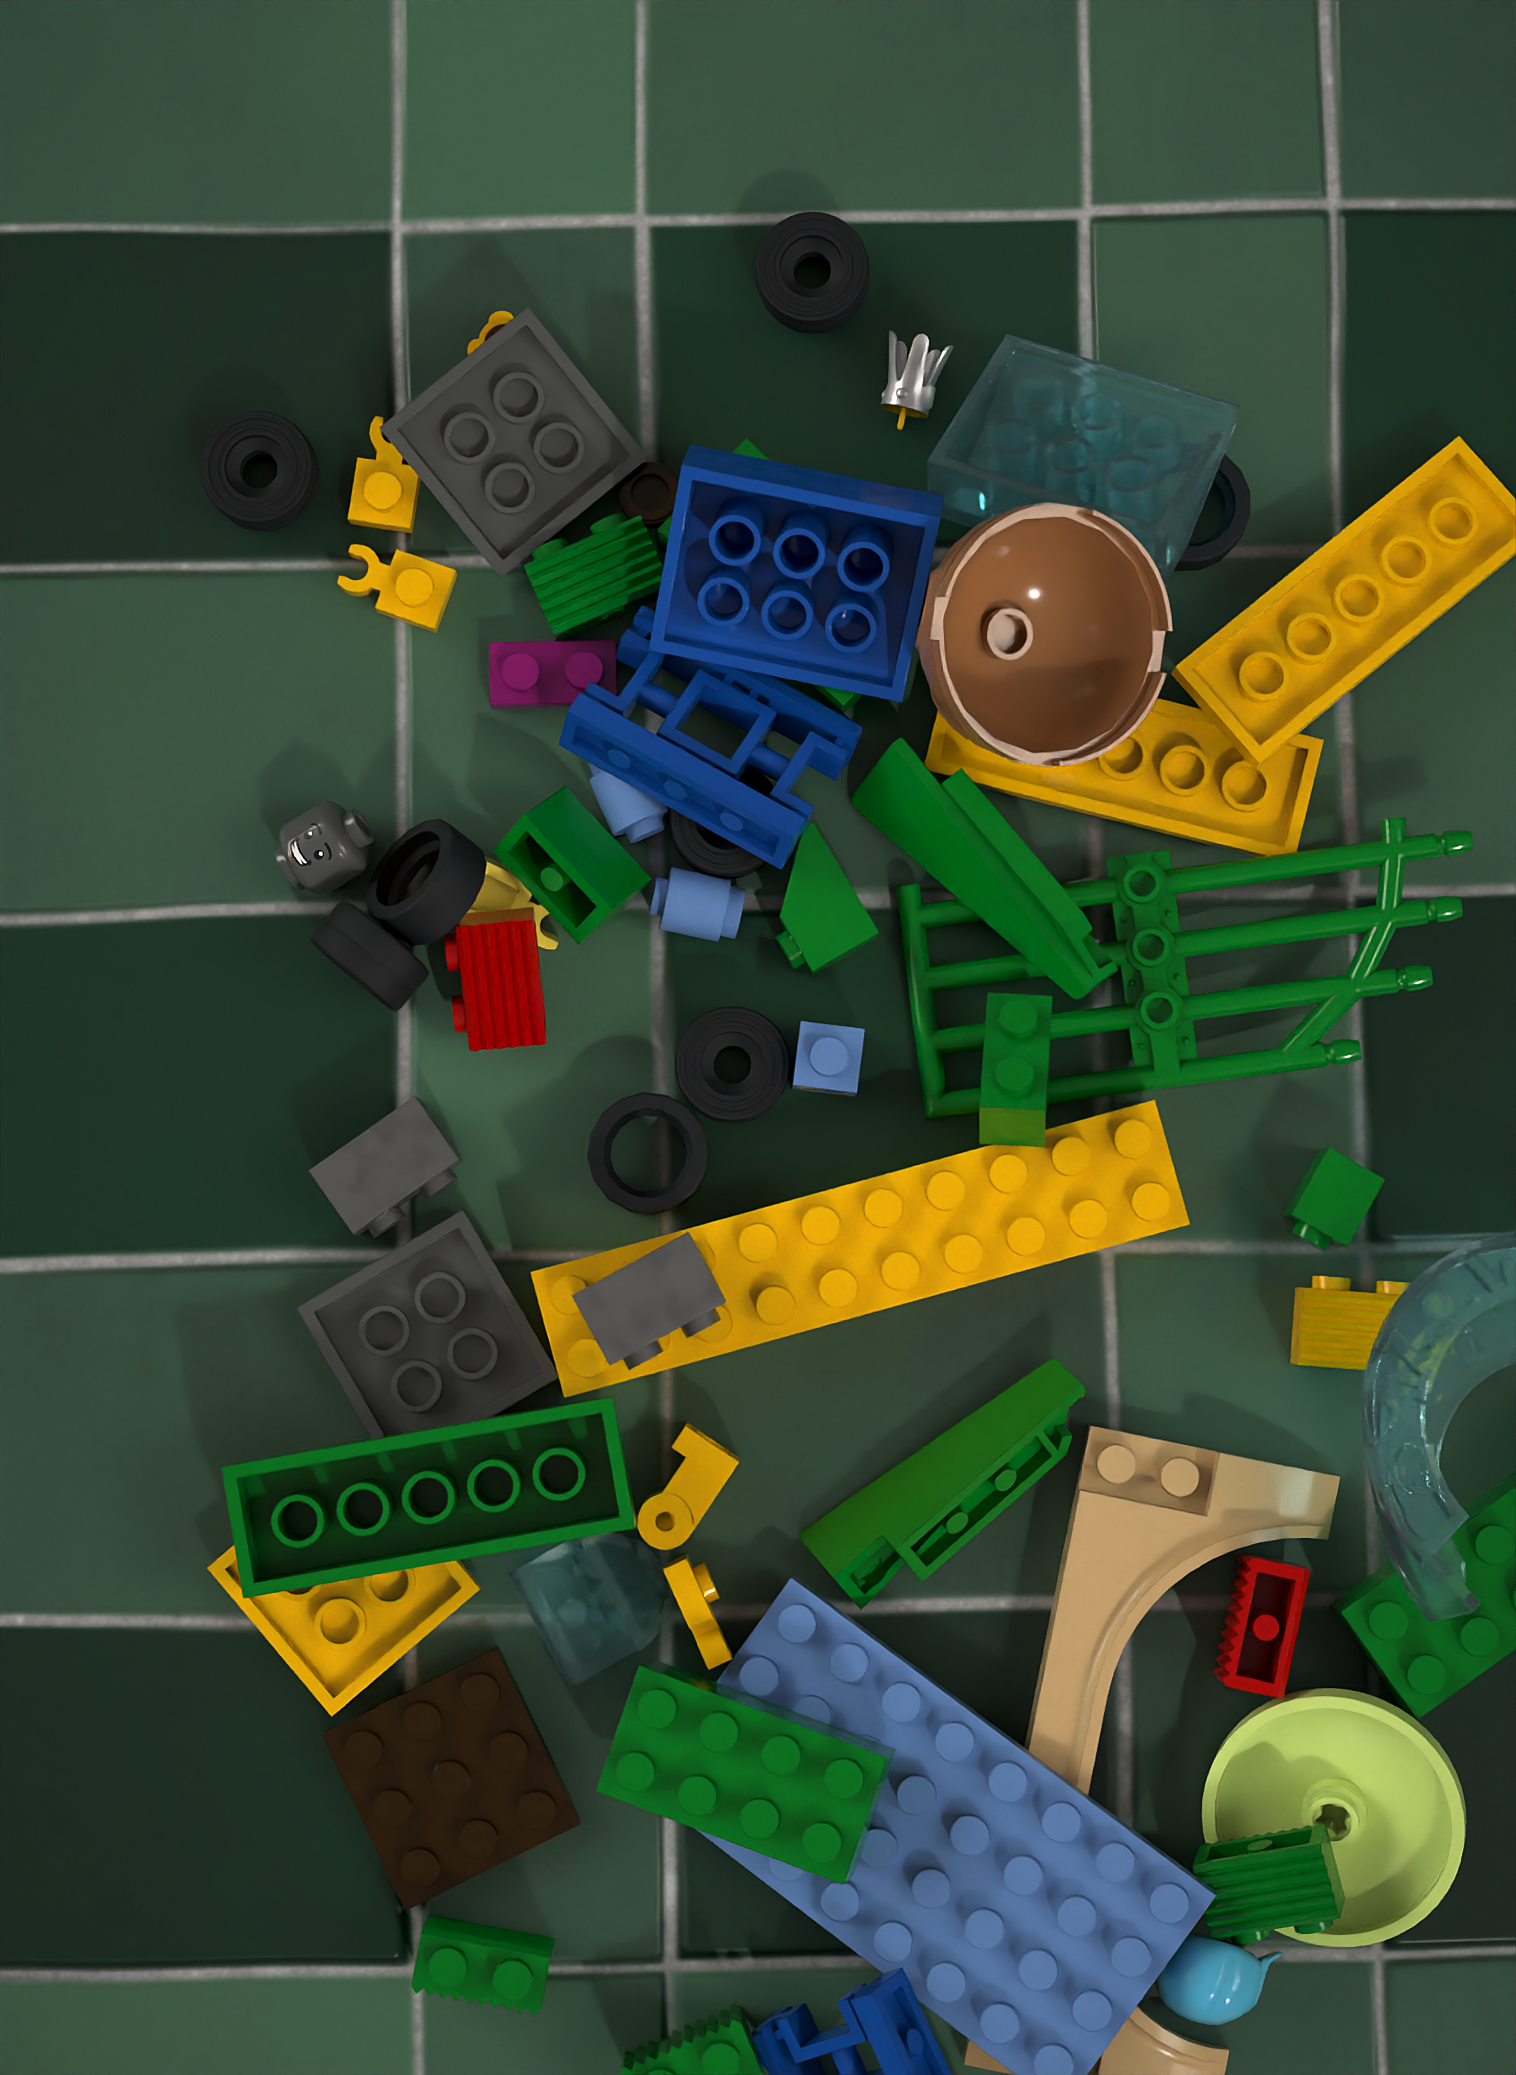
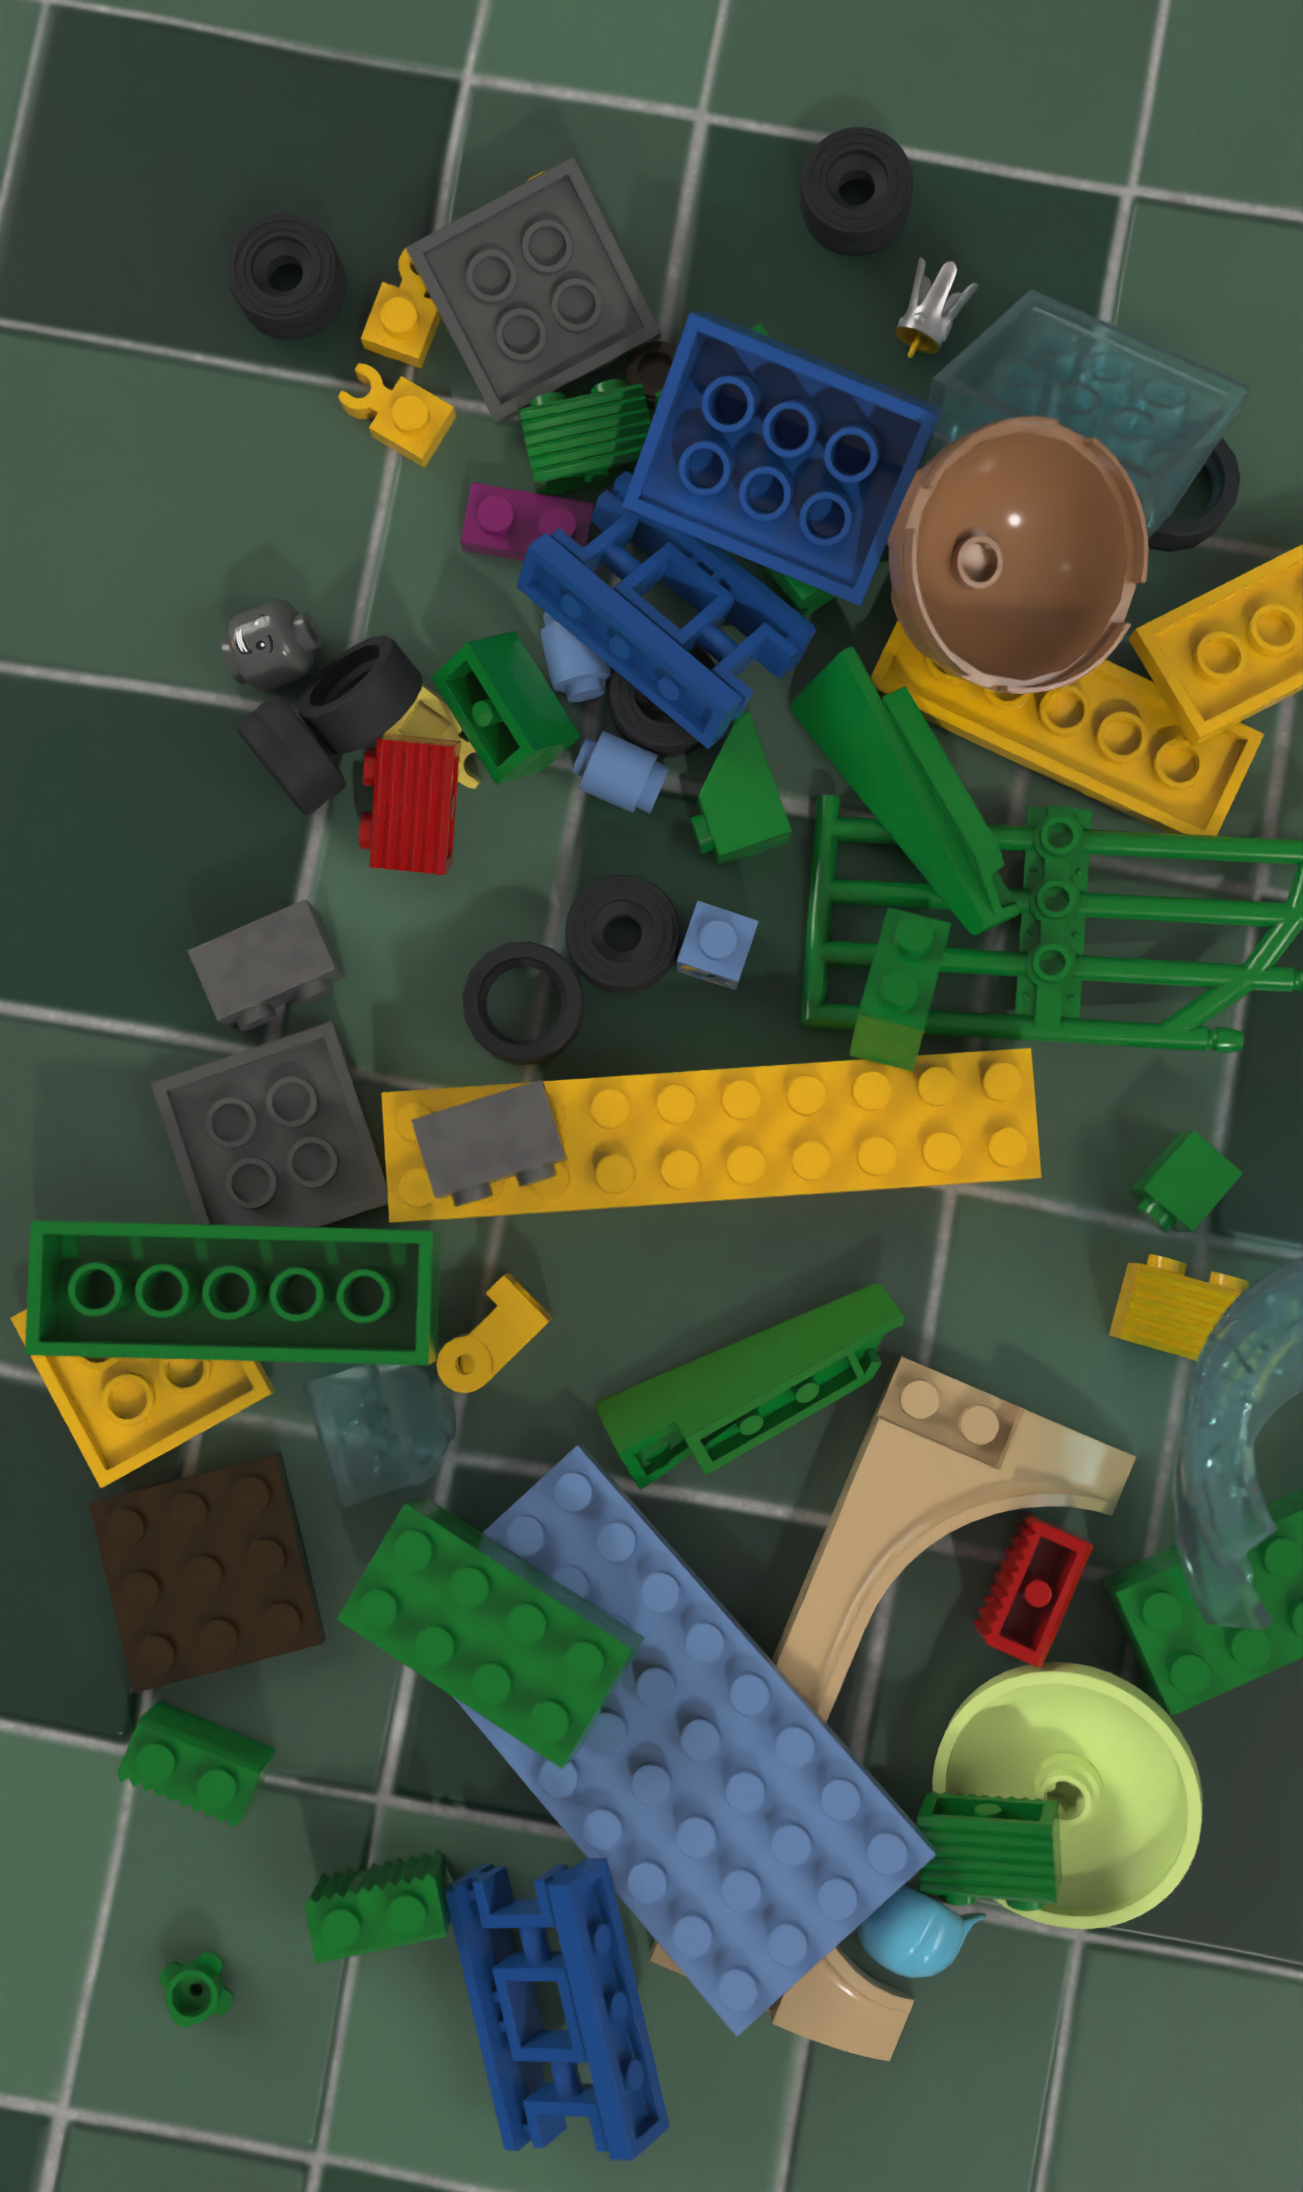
camera: 20 degrees right, 0 degrees up
(694, 1593) = (479, 1440): yellow plate -> none

